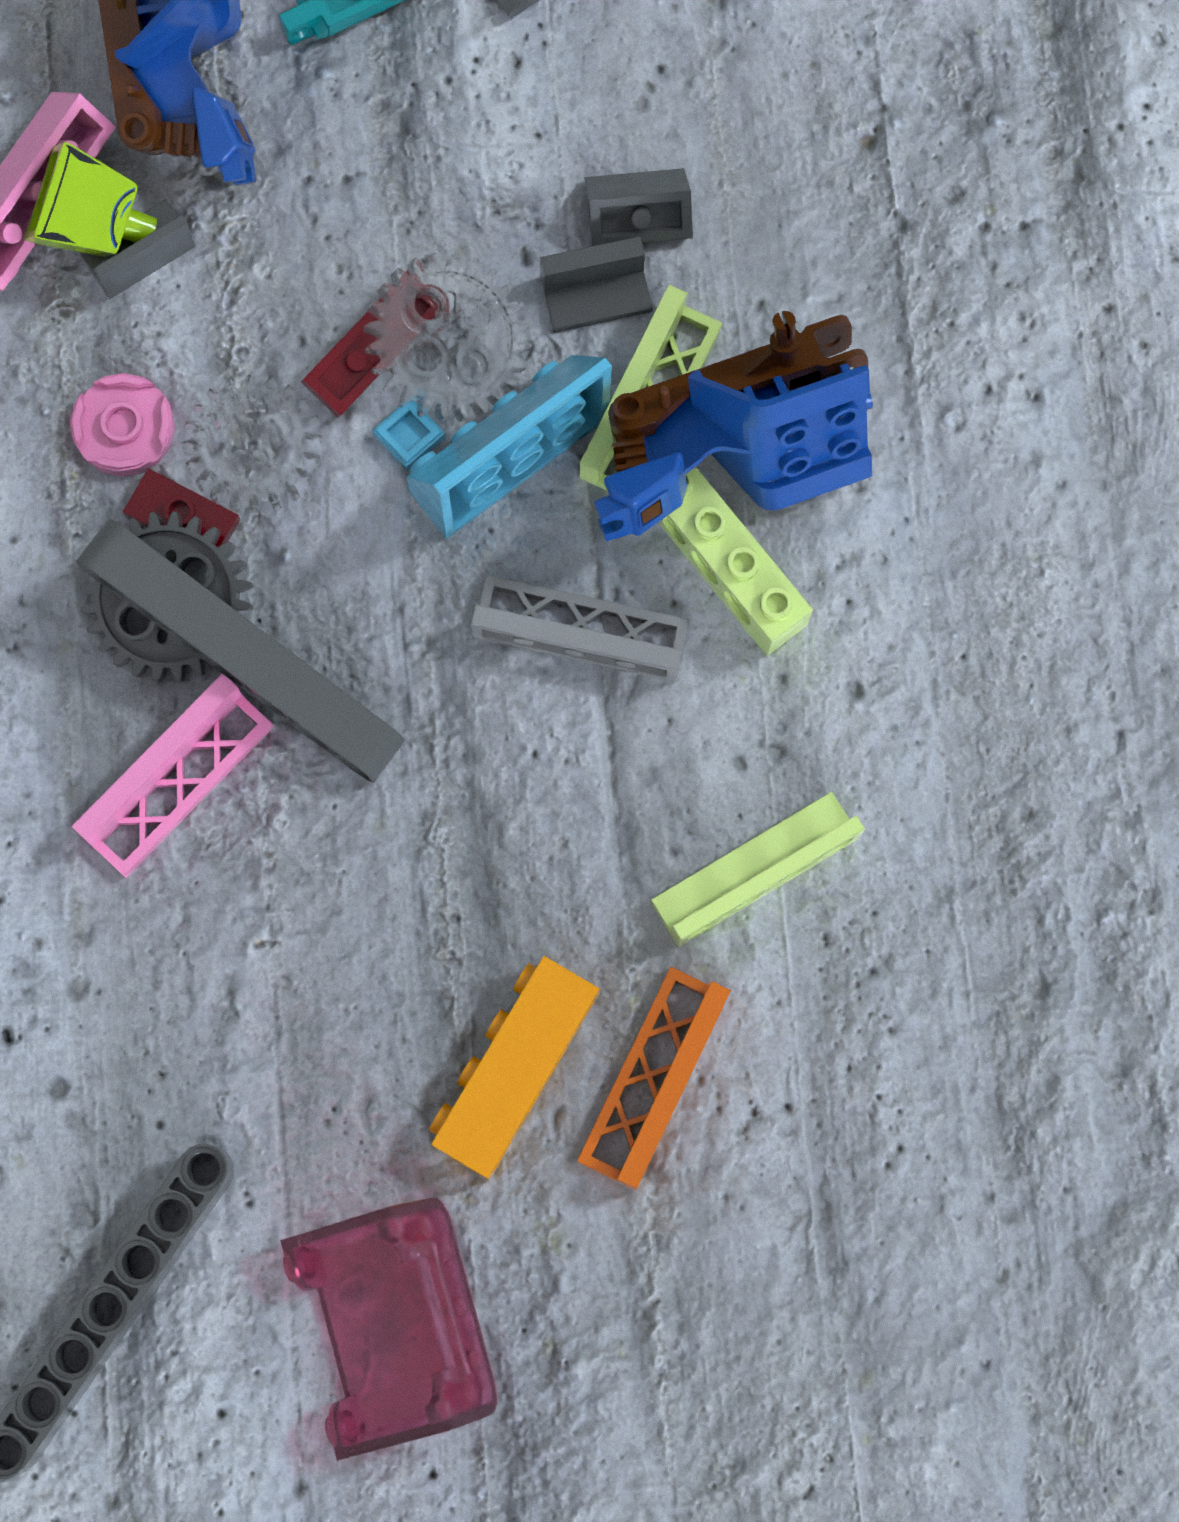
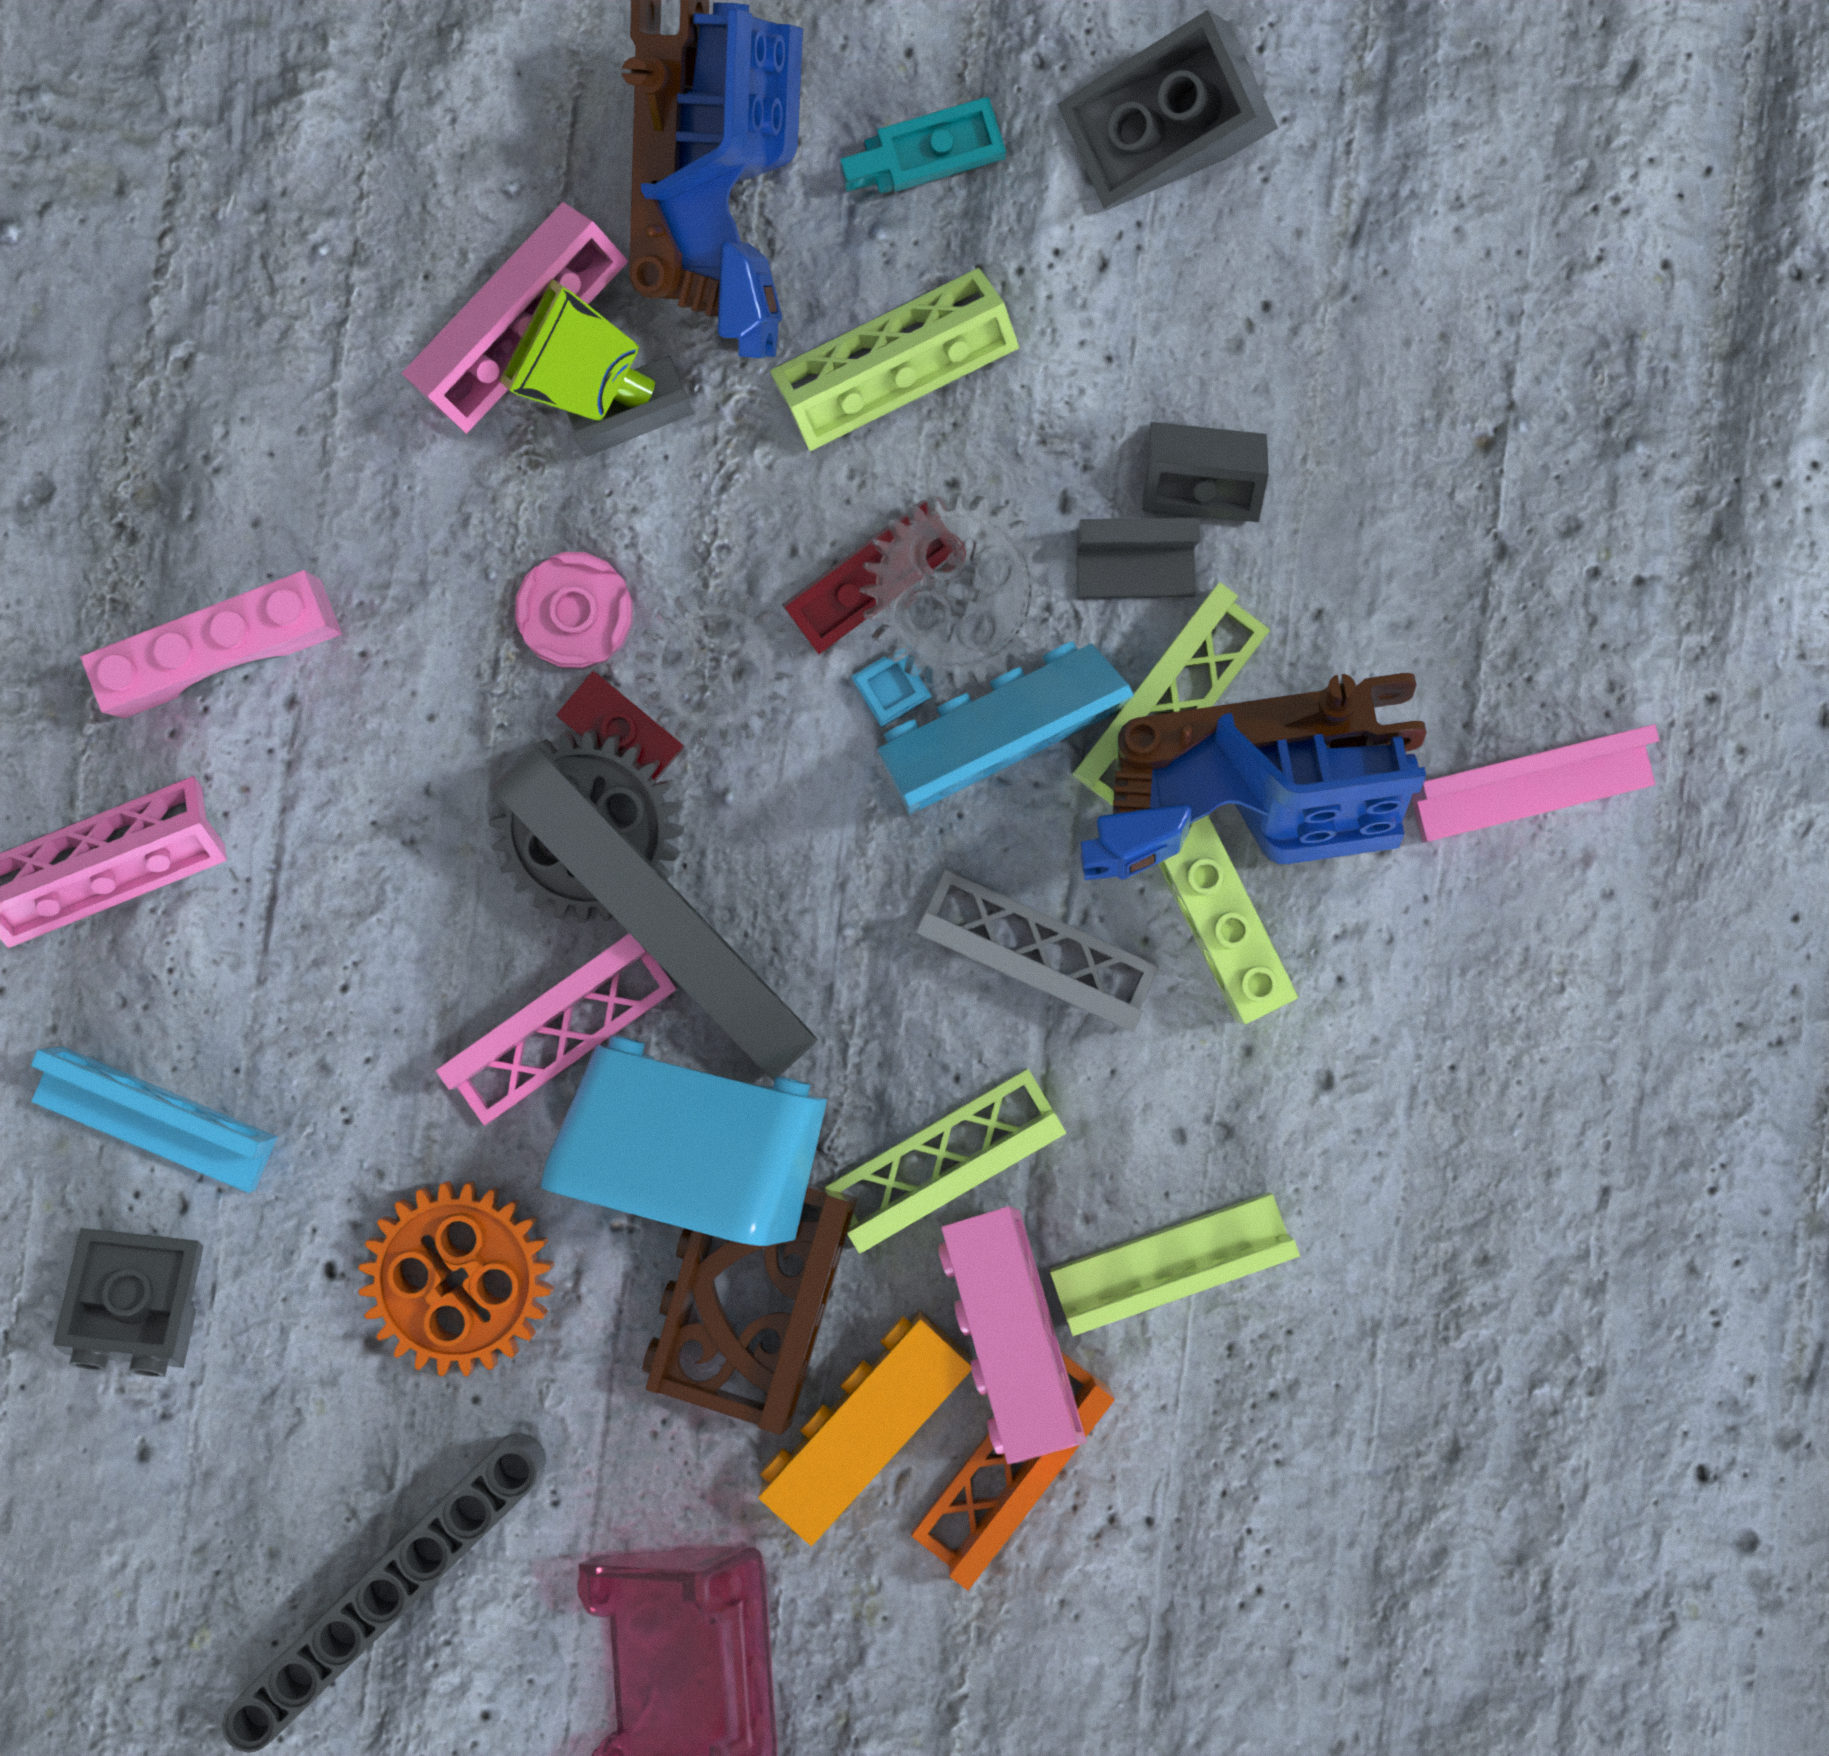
camera: 15 degrees right, 10 degrees up
(90, 1049) = (414, 1310): none -> orange gear
(307, 839) = (687, 1146): none -> medium azure windscreen
(358, 167) = (899, 364): none -> yellowish green fence
(434, 1027) = (778, 1372): none -> reddish brown fence
(553, 831) = (958, 1178): none -> yellowish green fence
(628, 952) = (1012, 1336): none -> bright pink brick
(973, 400) = (1535, 784): none -> bright pink fence

